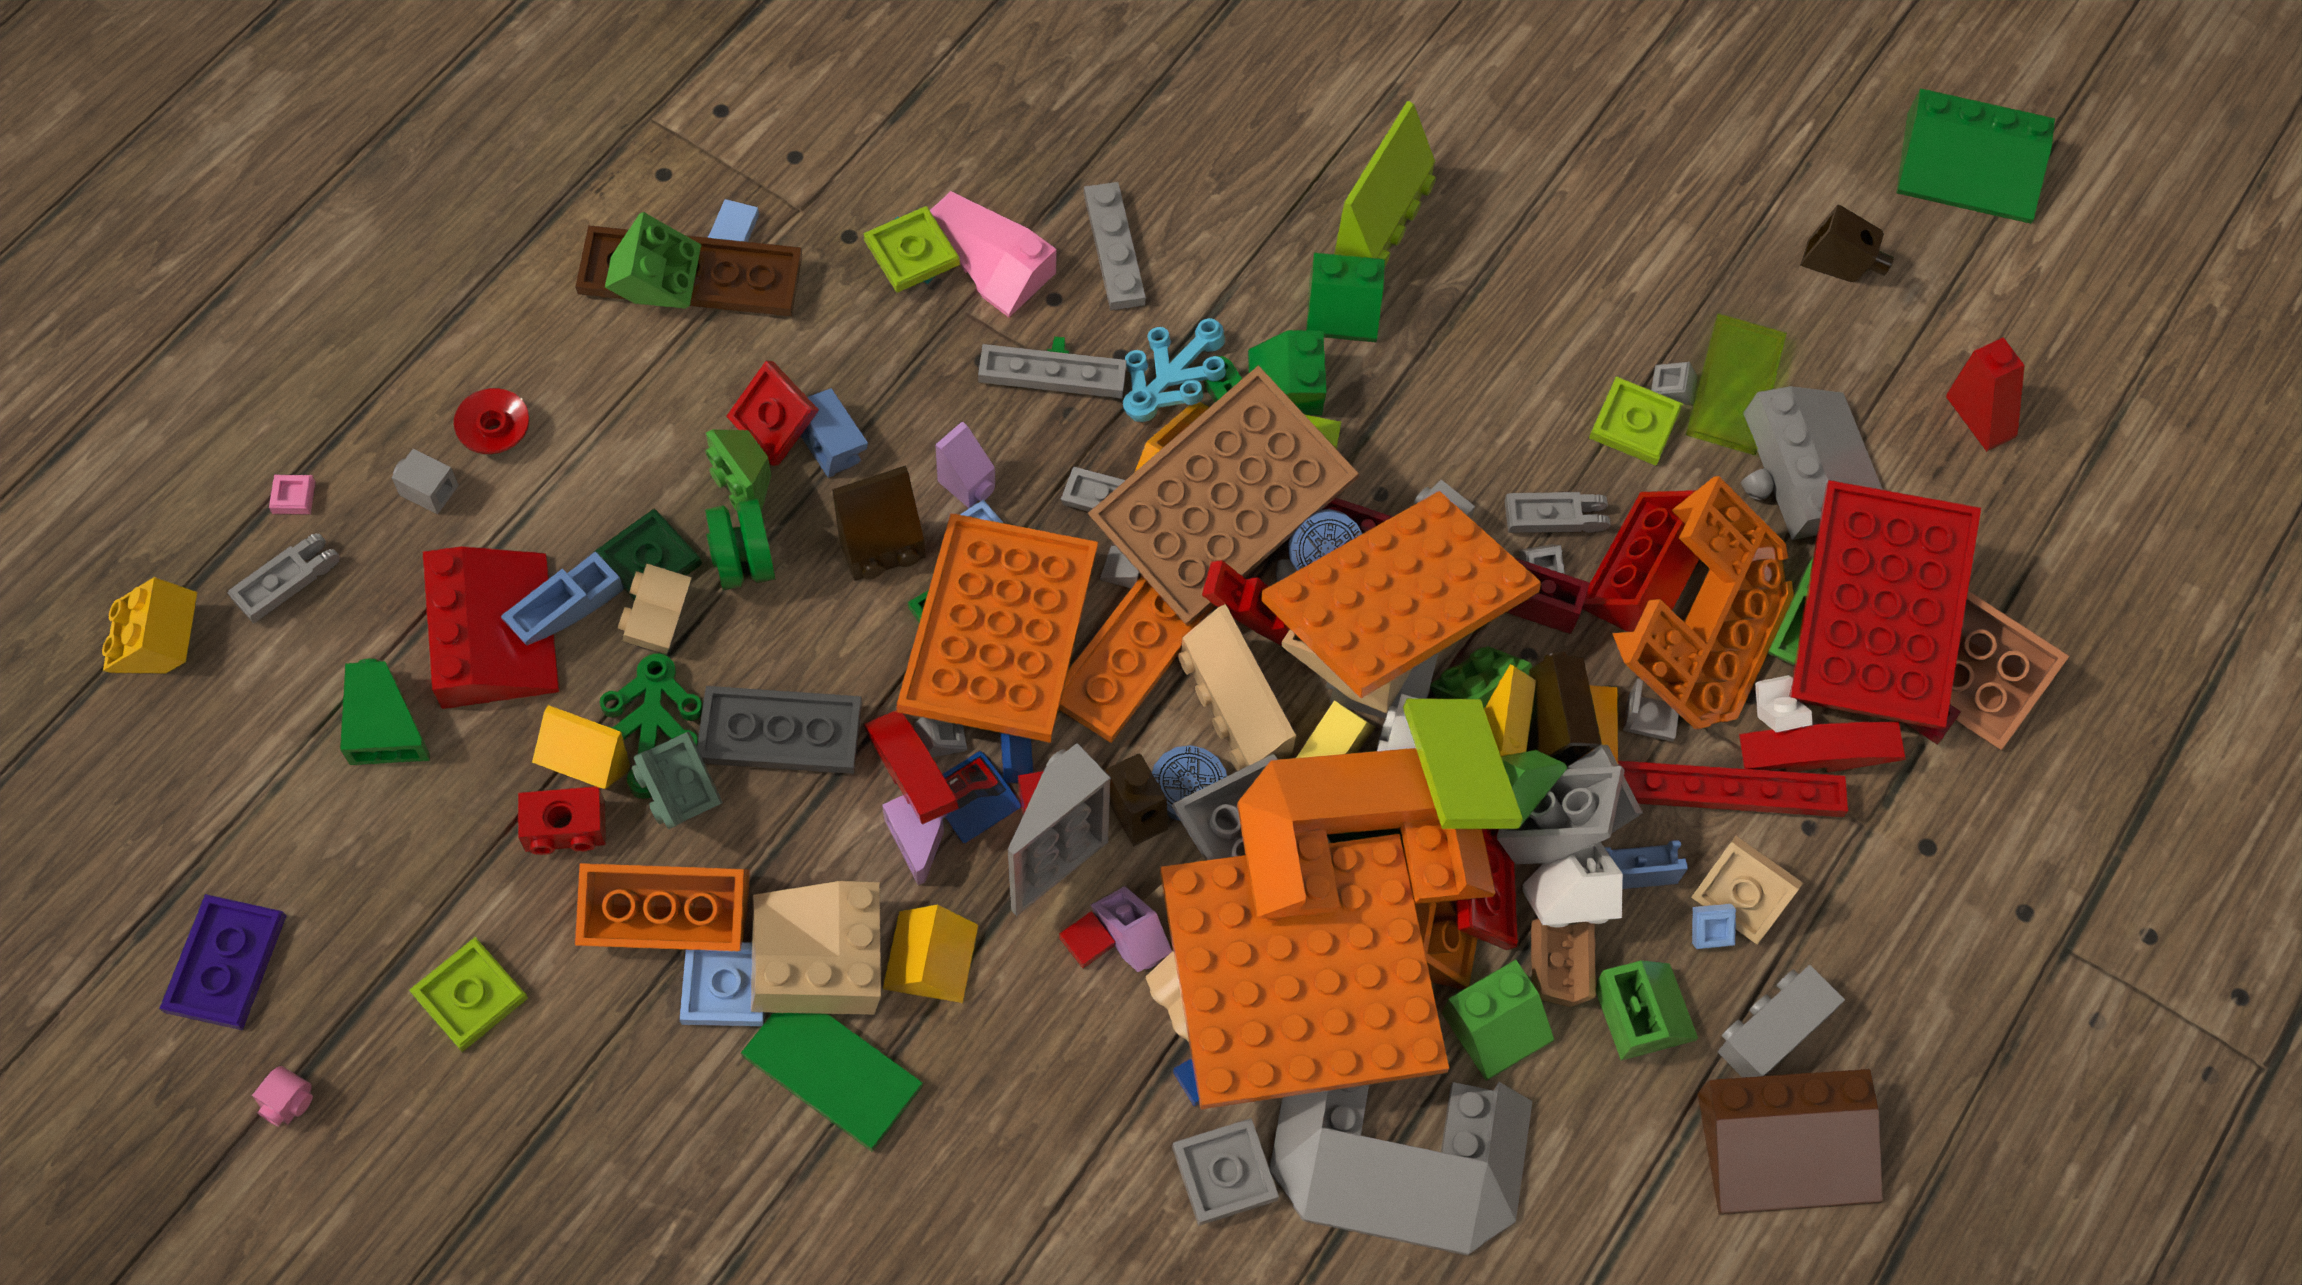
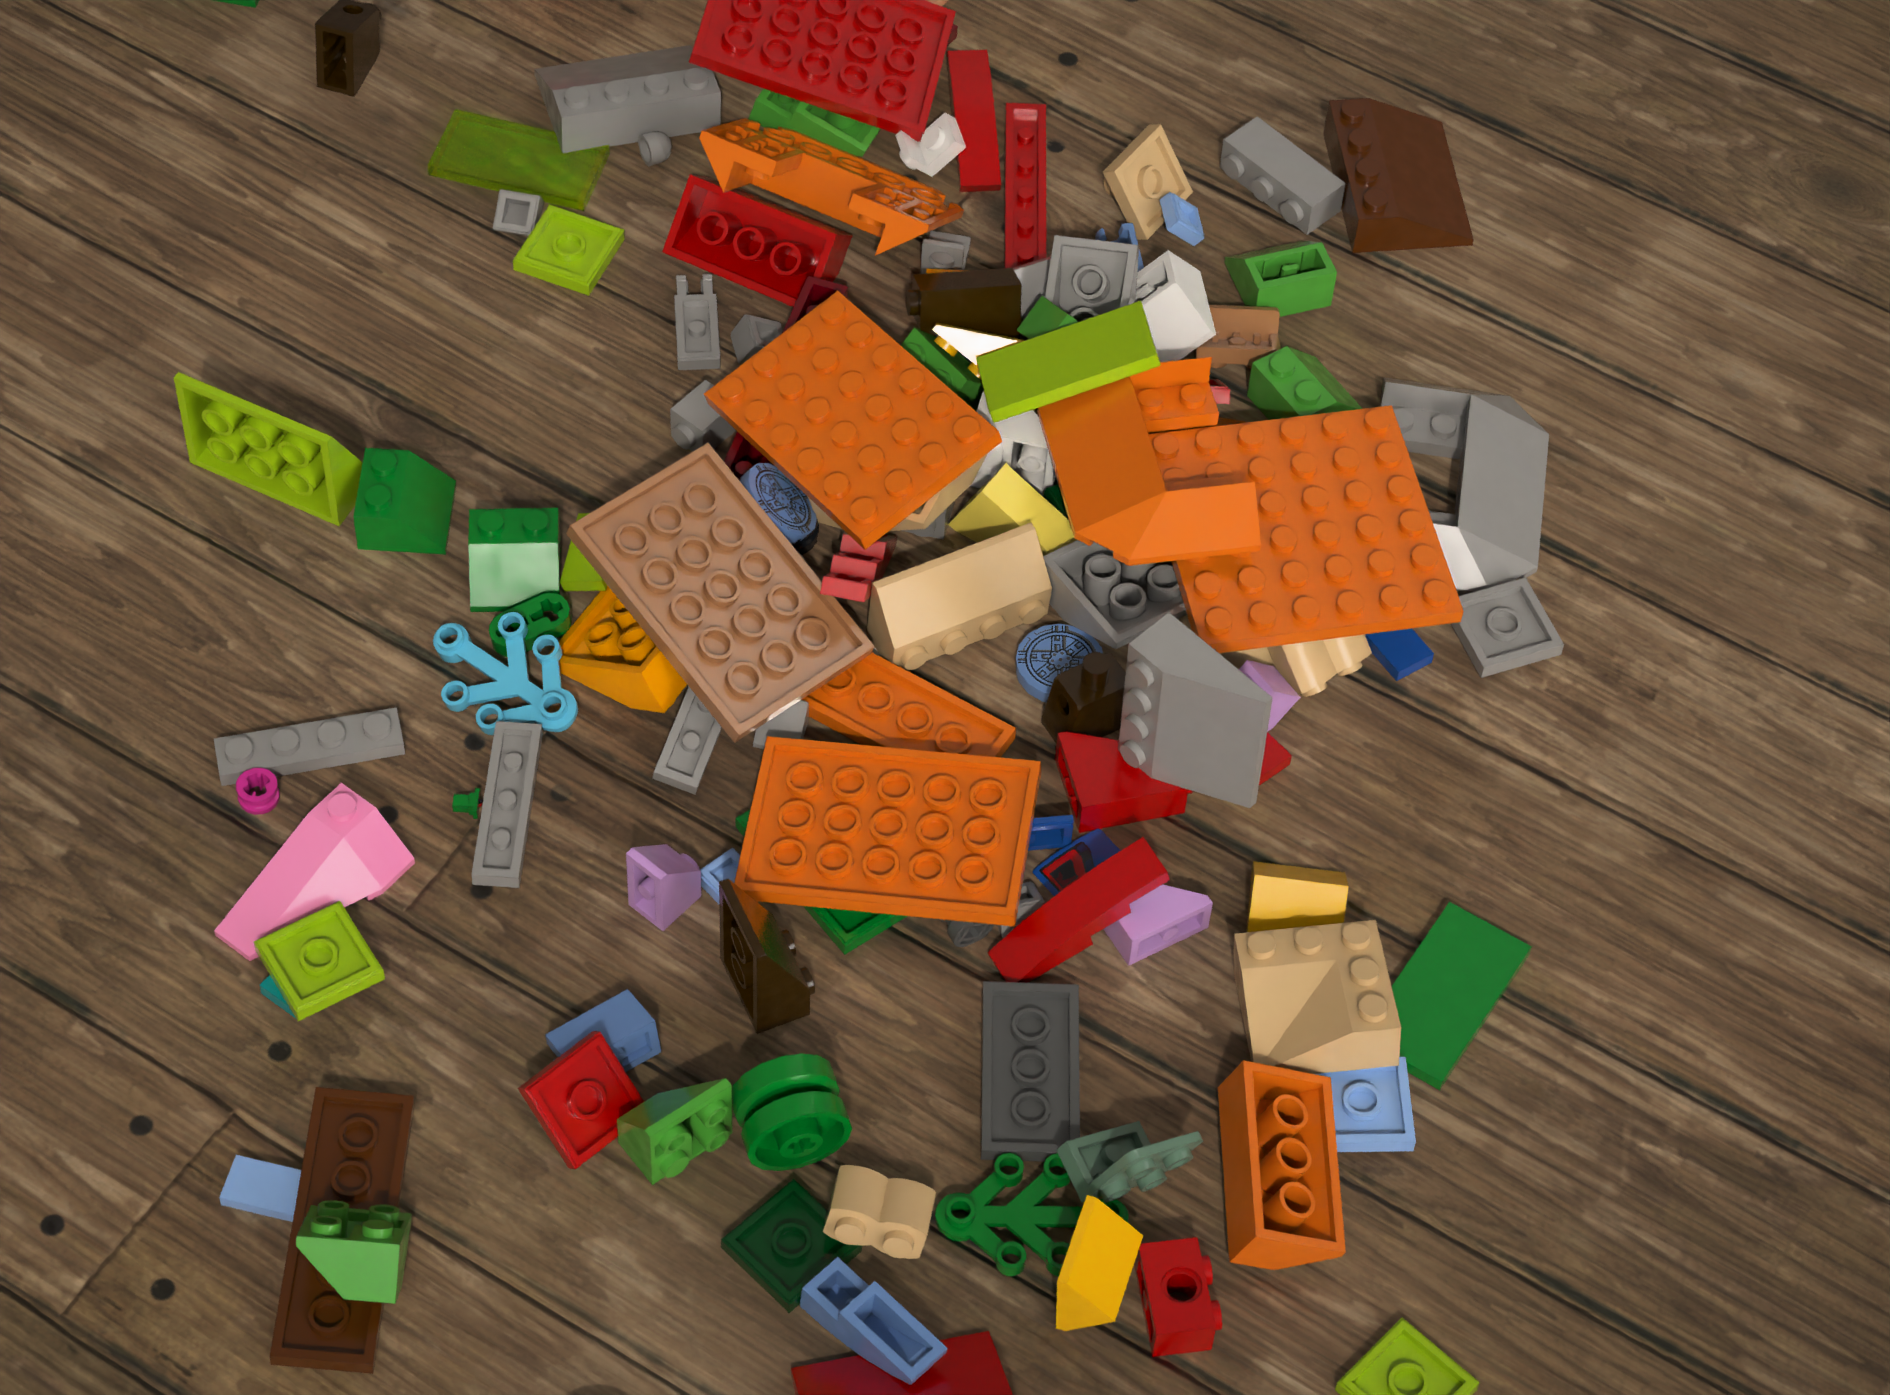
camera: 90 degrees left, 10 degrees down
(1074, 204) = (257, 804): none -> dark pink bush

